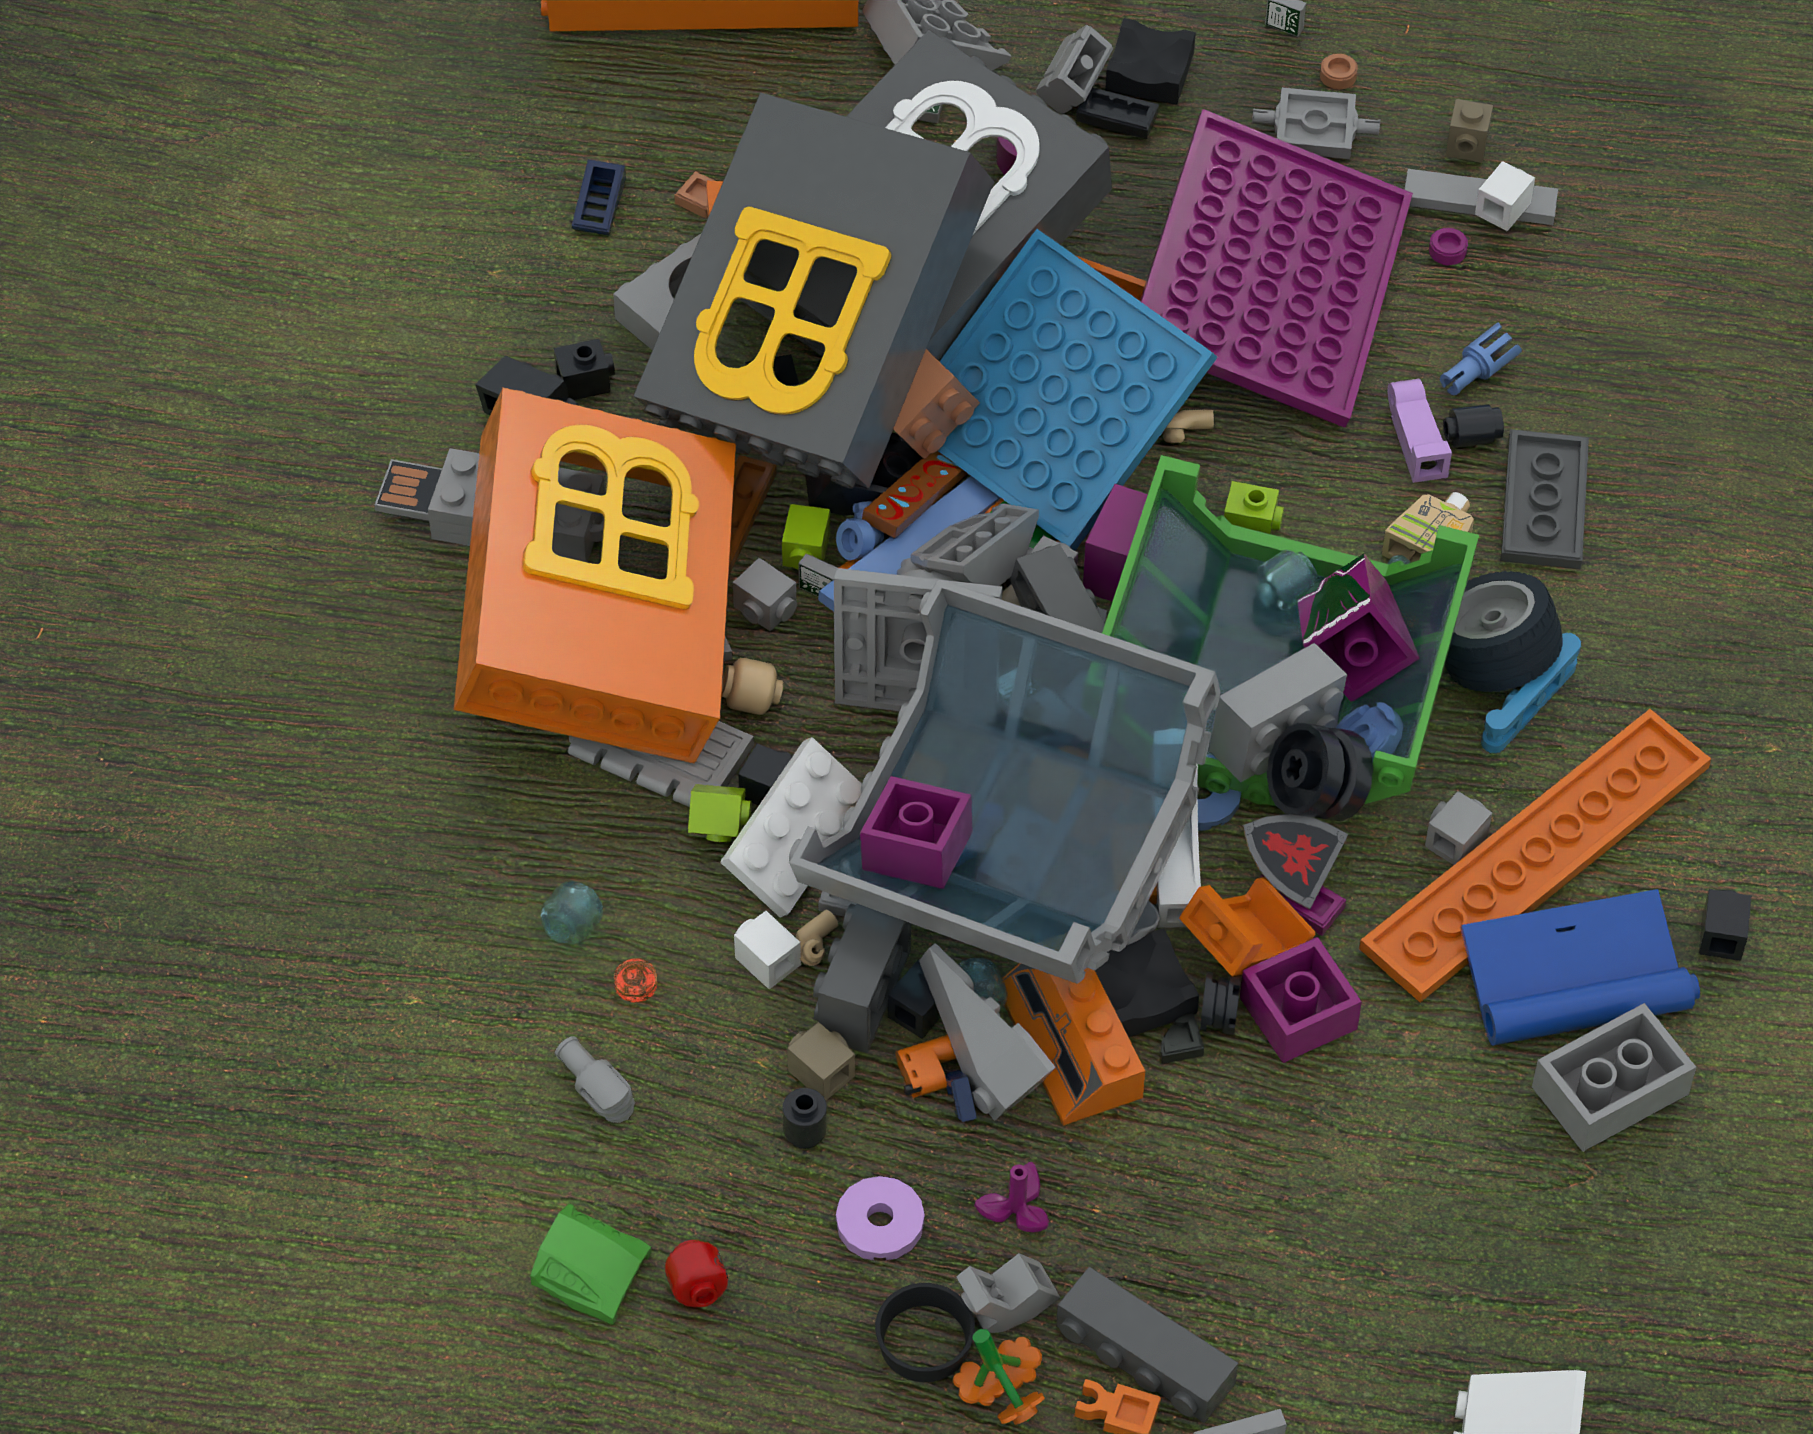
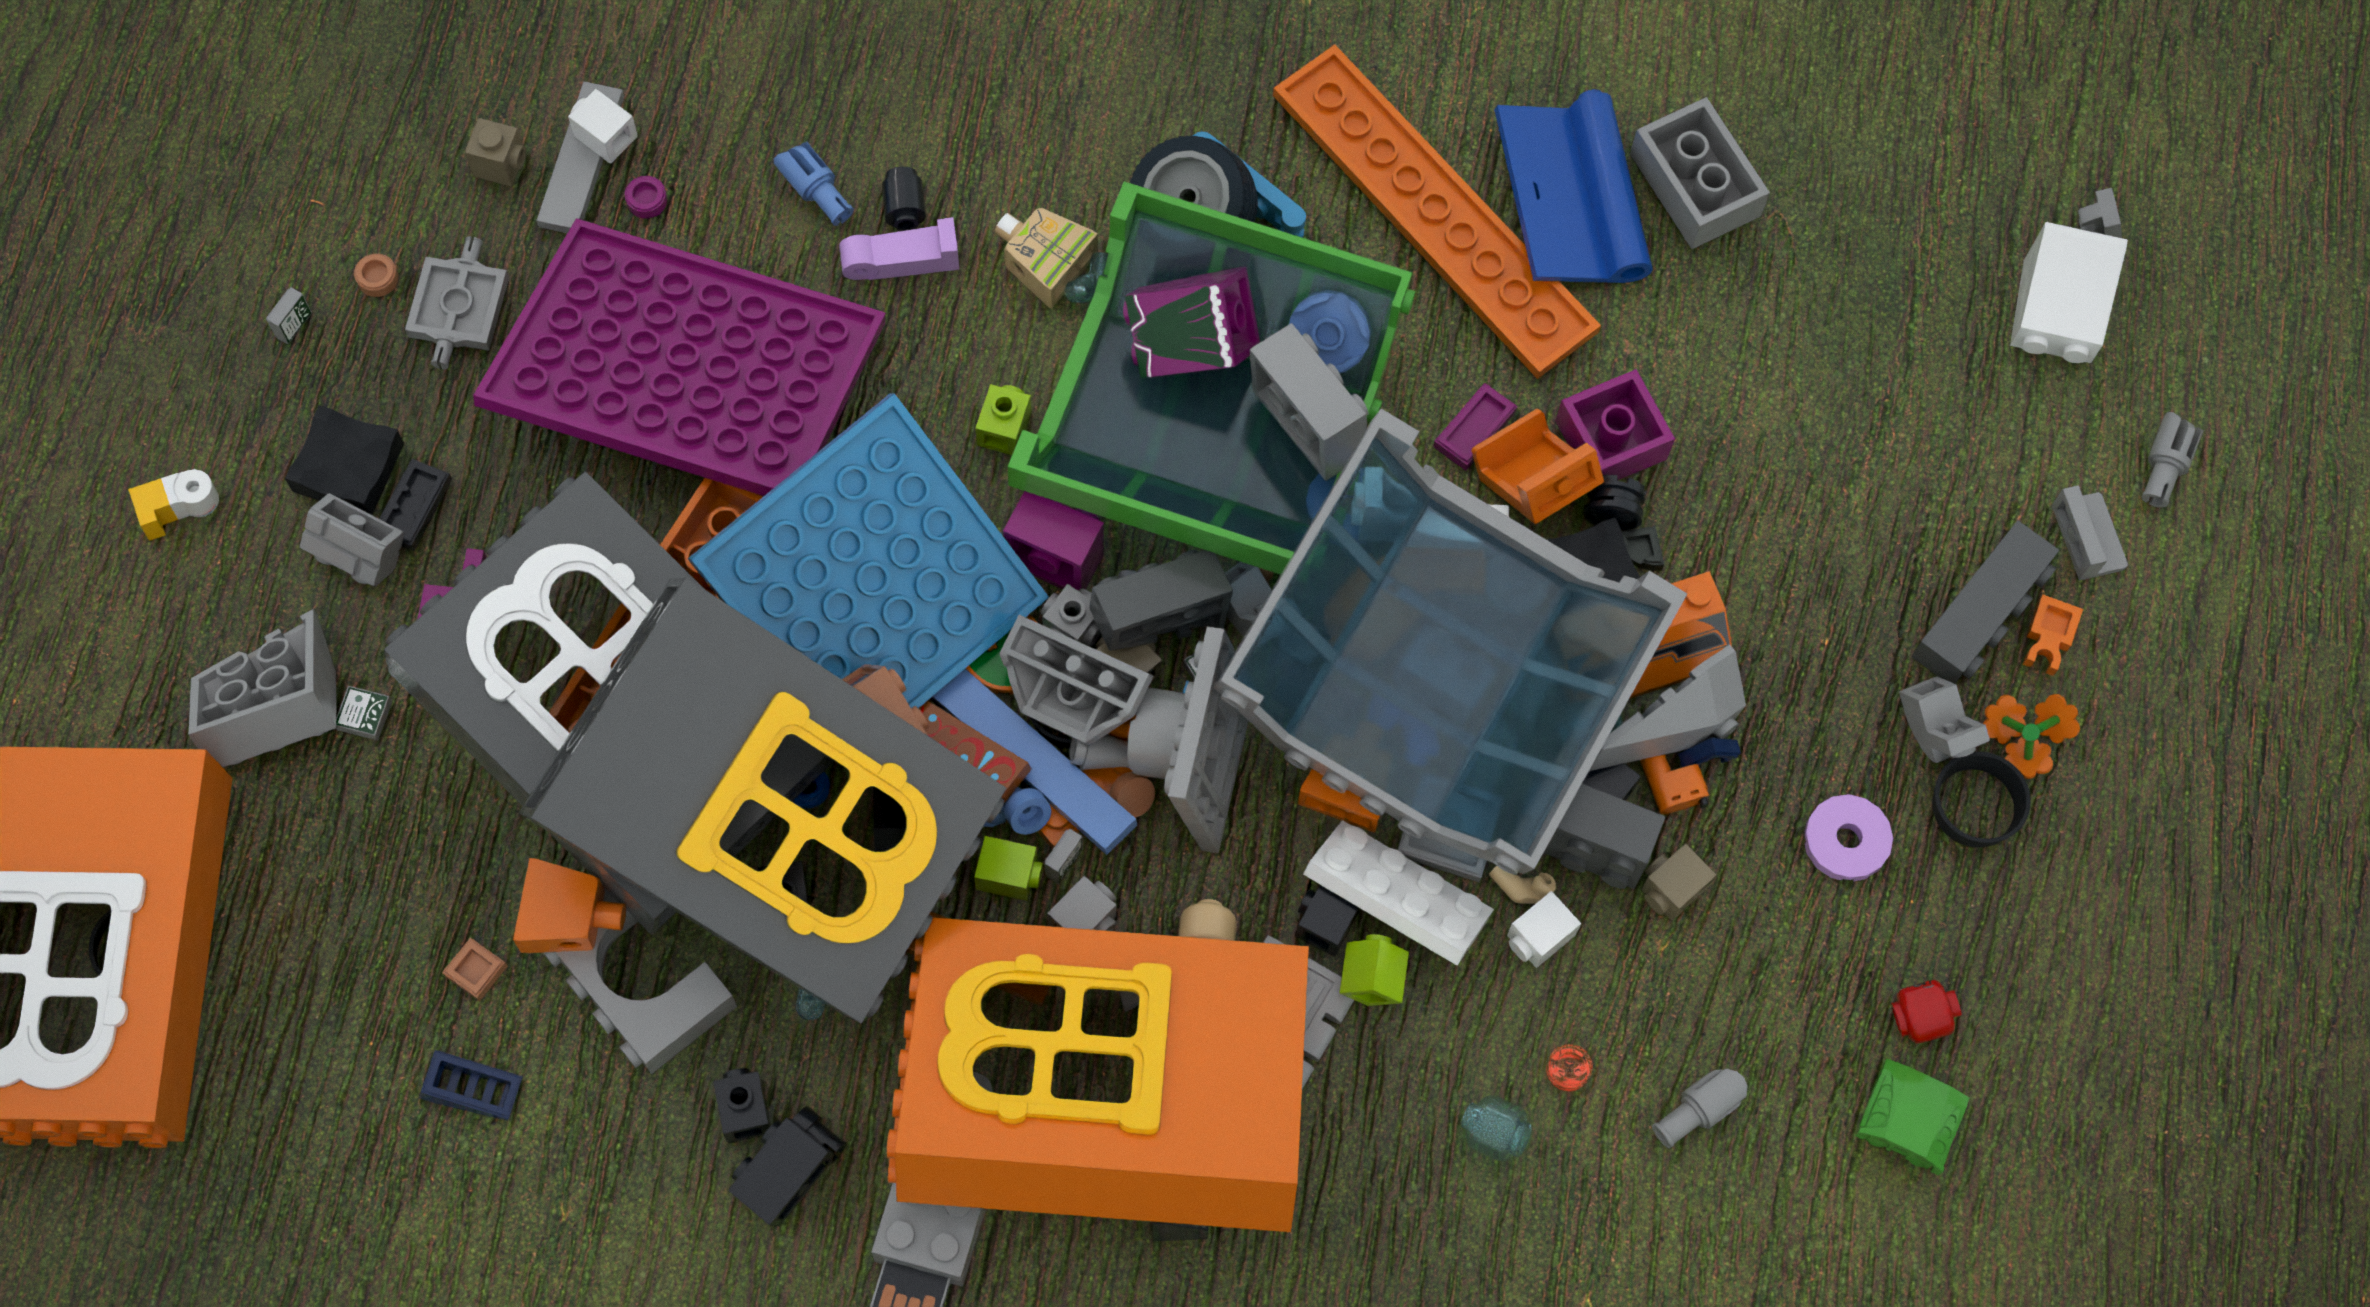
camera: 90 degrees left, 15 degrees up
(804, 1118) = (1751, 898): black brick -> none
(916, 832) = (1479, 746): magenta brick -> none
(1023, 1187) = (1839, 700): magenta plant -> none
(1285, 579) = (1111, 388): clear light blue head -> none
(1294, 853) = (1454, 413): shield -> none
(1319, 772) = (1393, 366): black wheel -> none
(1457, 827) = (1413, 258): light grey brick -> none
(1545, 499) = (995, 149): dark grey tile -> none
(1725, 924) = (1520, 61): black brick -> none

